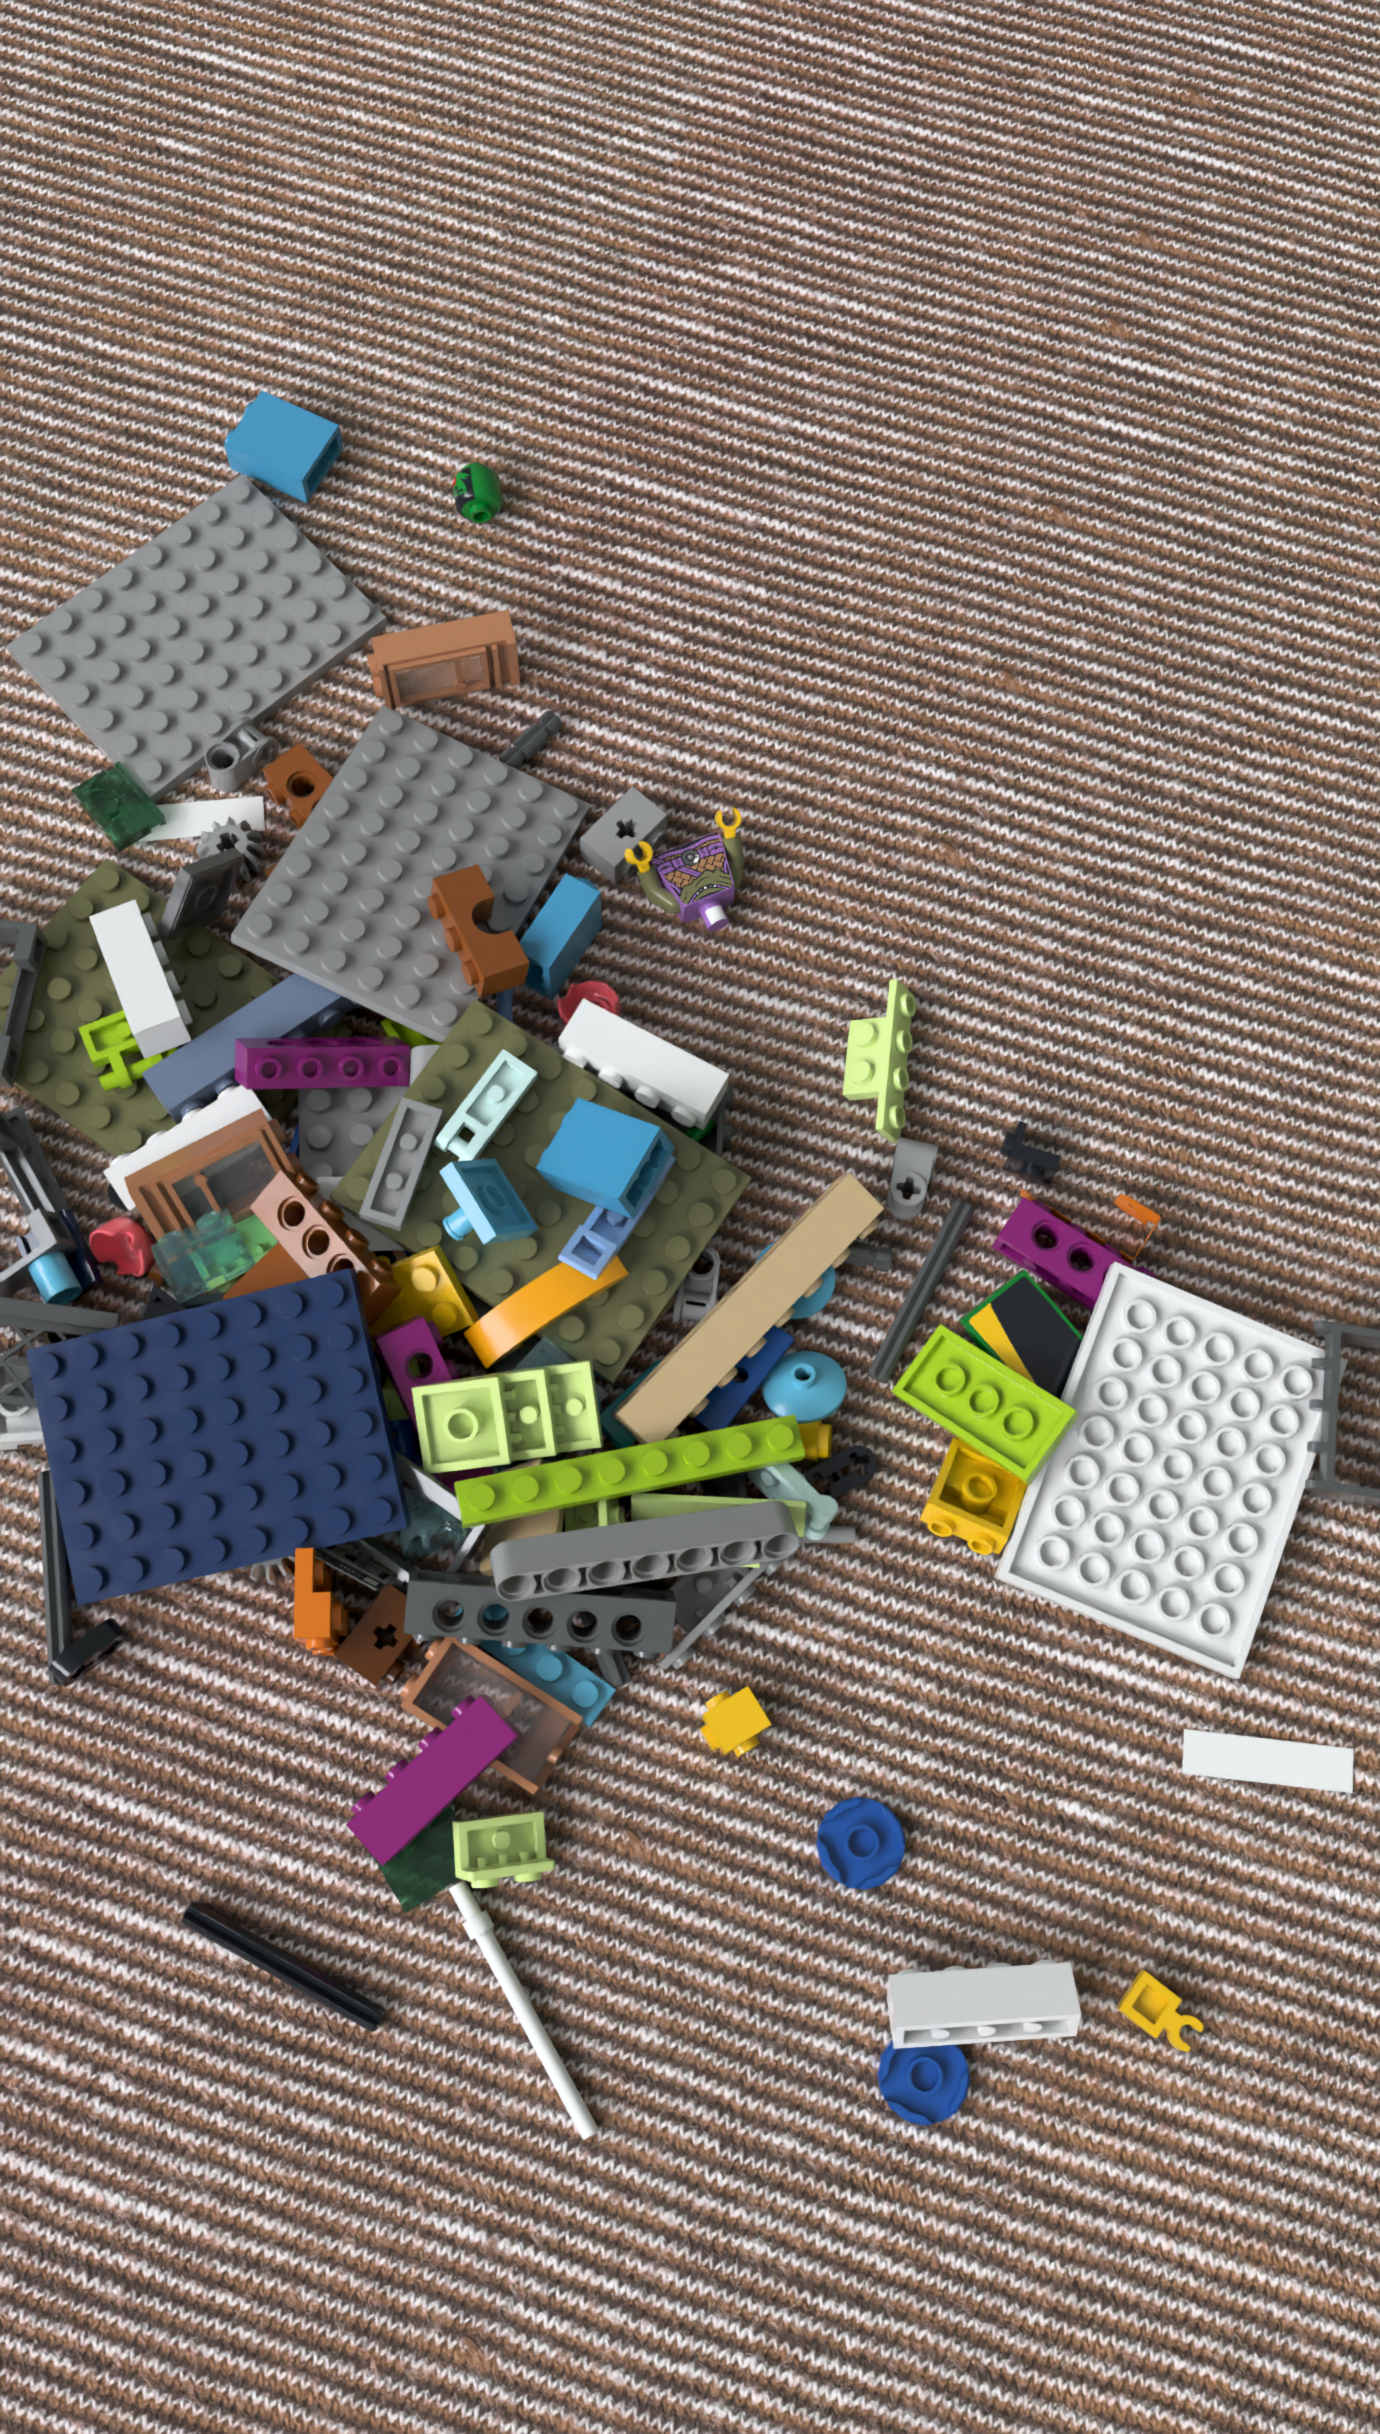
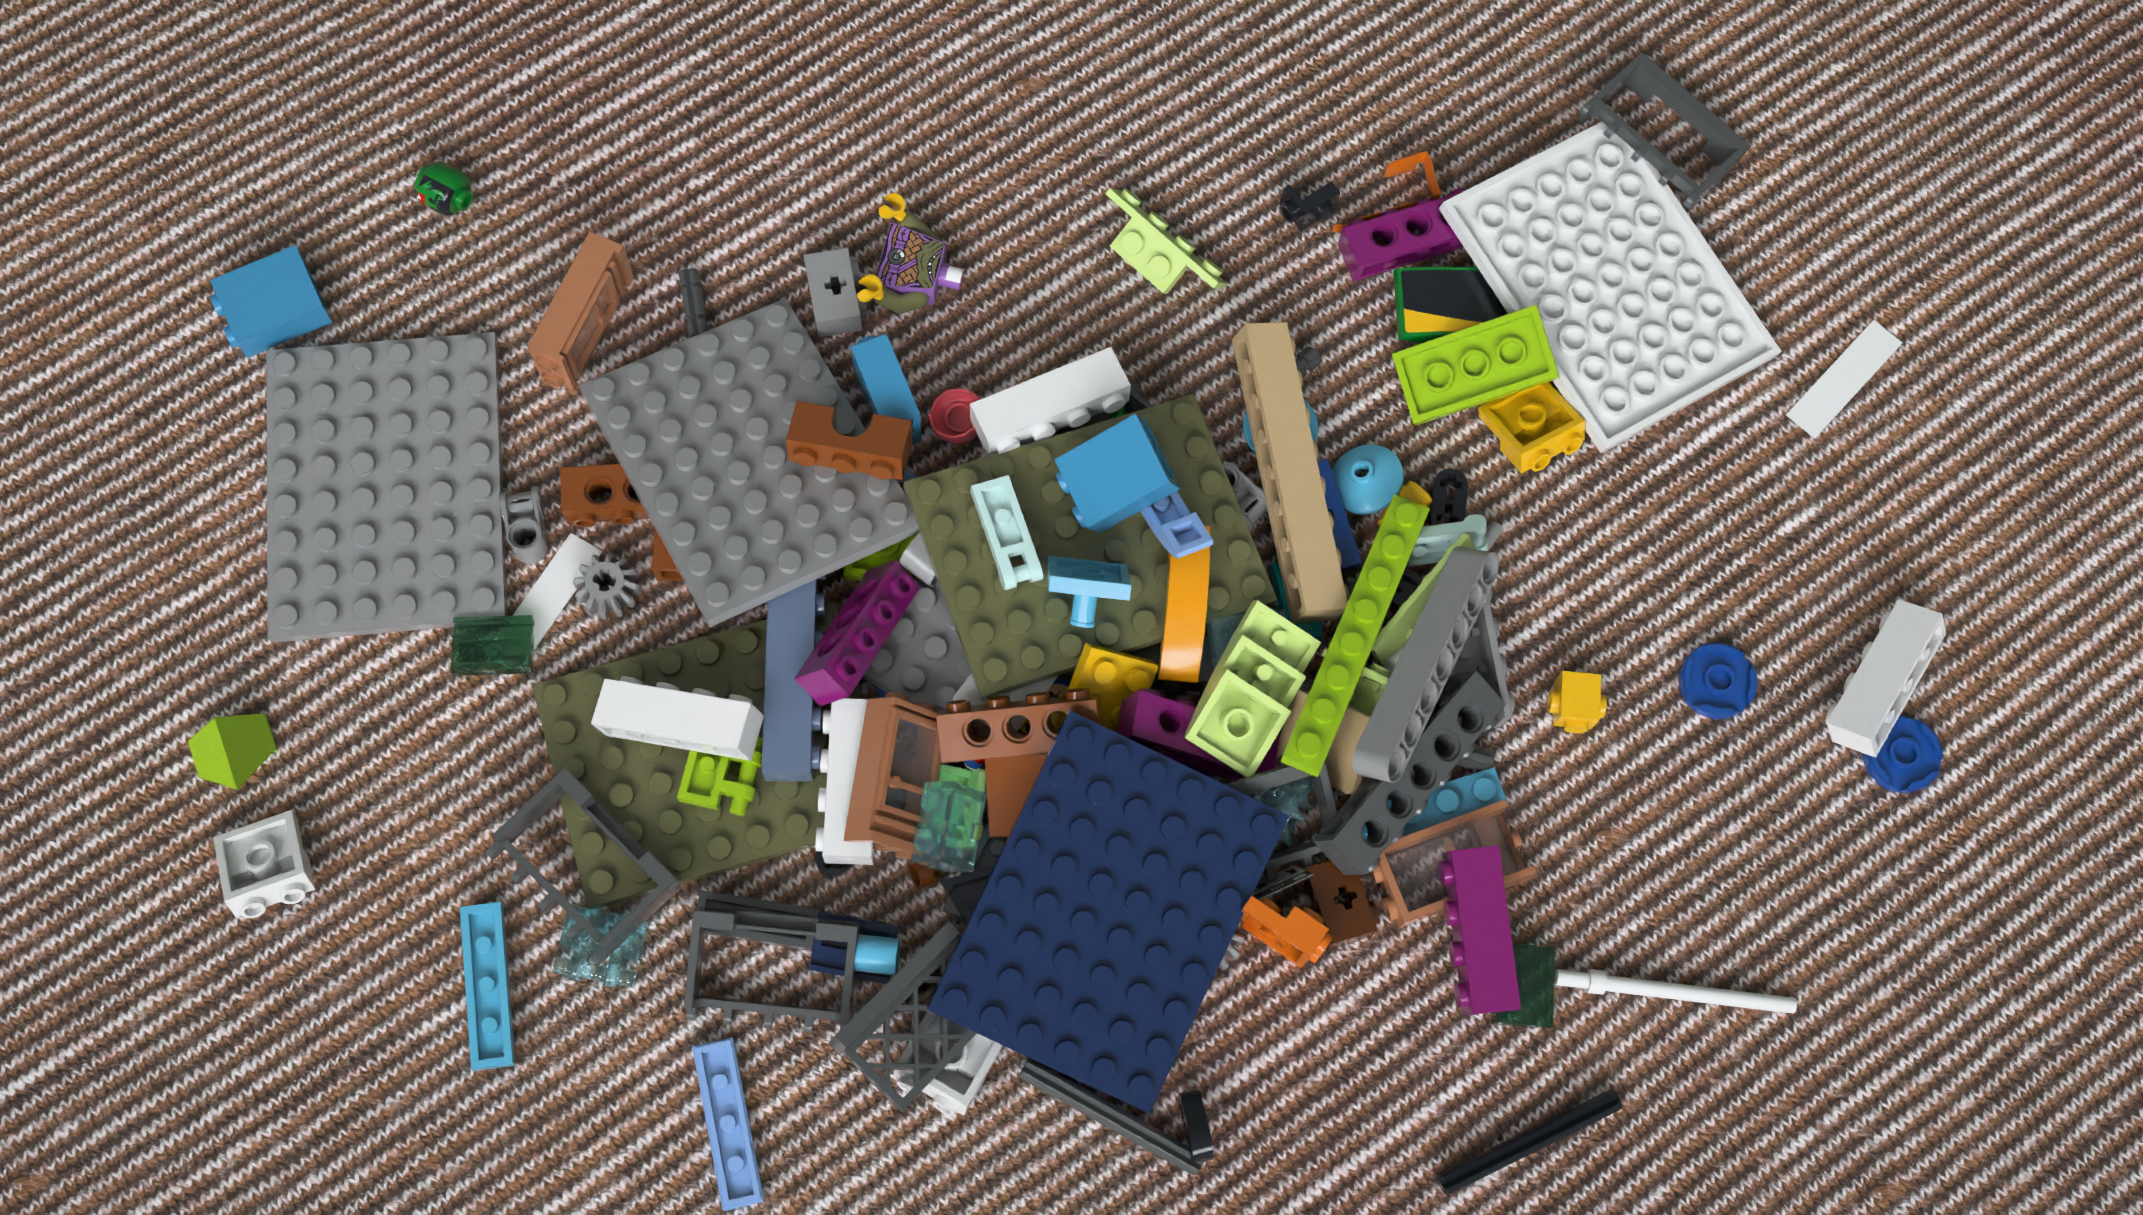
camera: 55 degrees left, 0 degrees up
(125, 1244) = (886, 885): coral hair -> none
(200, 892) = (638, 626): flat silver tile -> none
(401, 1164) = (1004, 622): light grey plate -> none
(501, 1848) = (1557, 924): yellowish green bracket -> none
(911, 1173) = (1259, 289): light grey piece -> none
(920, 1292) = (1353, 351): dark grey axle -> none
(1153, 2009) = (1960, 572): yellow plate -> none

